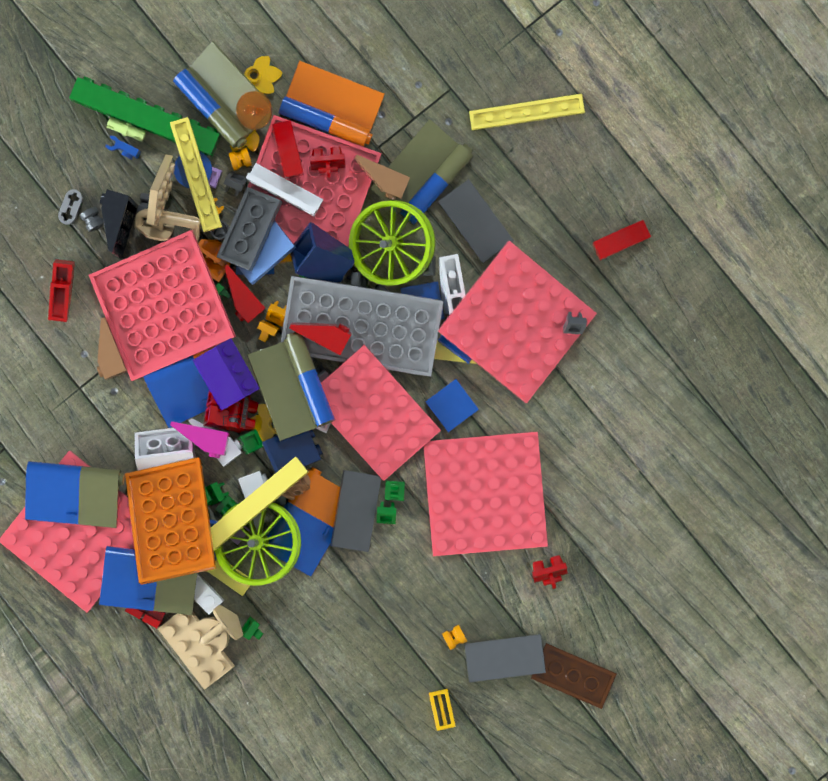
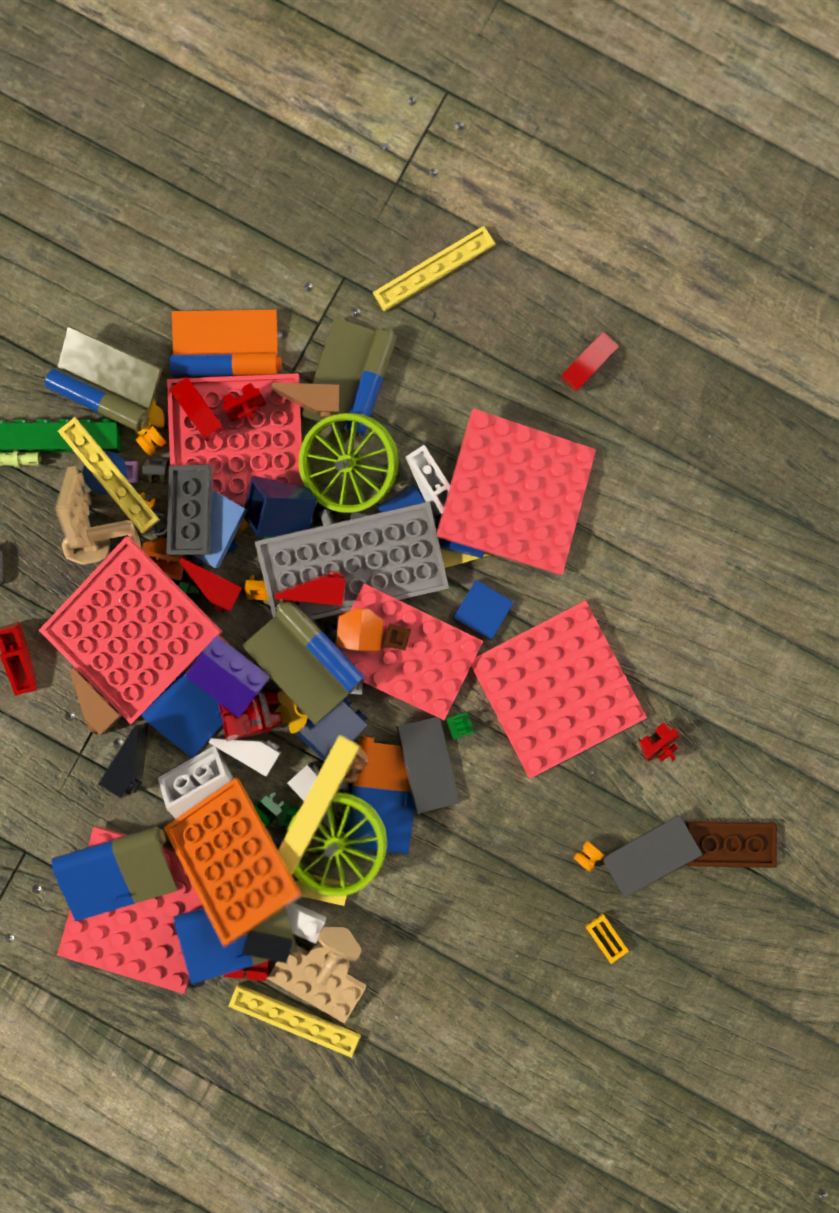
camera: 25 degrees left, 0 degrees up
(92, 219) = (19, 569): dark grey wheel -> none
(116, 413) = (127, 767): none -> black slope
(118, 218) = (41, 559): black slope -> none
(128, 150) = (27, 480): blue plate -> none
(165, 671) = (294, 1020): none -> light yellow tile
(170, 599) = (267, 946): none -> black tile
(207, 439) = (234, 755): dark pink slope -> none
(250, 442) = (285, 737): green tile -> none
(251, 629) = (368, 937): green tile -> none
(254, 110) = (142, 381): clear orange piece -> none
(266, 74) = (143, 341): yellow plate -> none
(267, 330) = (254, 610): light orange tile -> none
(284, 189) = (210, 453): white fence -> none
(345, 381) = (359, 630): none -> orange slope
(373, 398) = (397, 637): none -> reddish brown tile
(386, 514) = (461, 755): green tile -> none
(475, 221) = (427, 405): dark grey tile -> none
(574, 325) = (580, 469): dark grey tile -> none

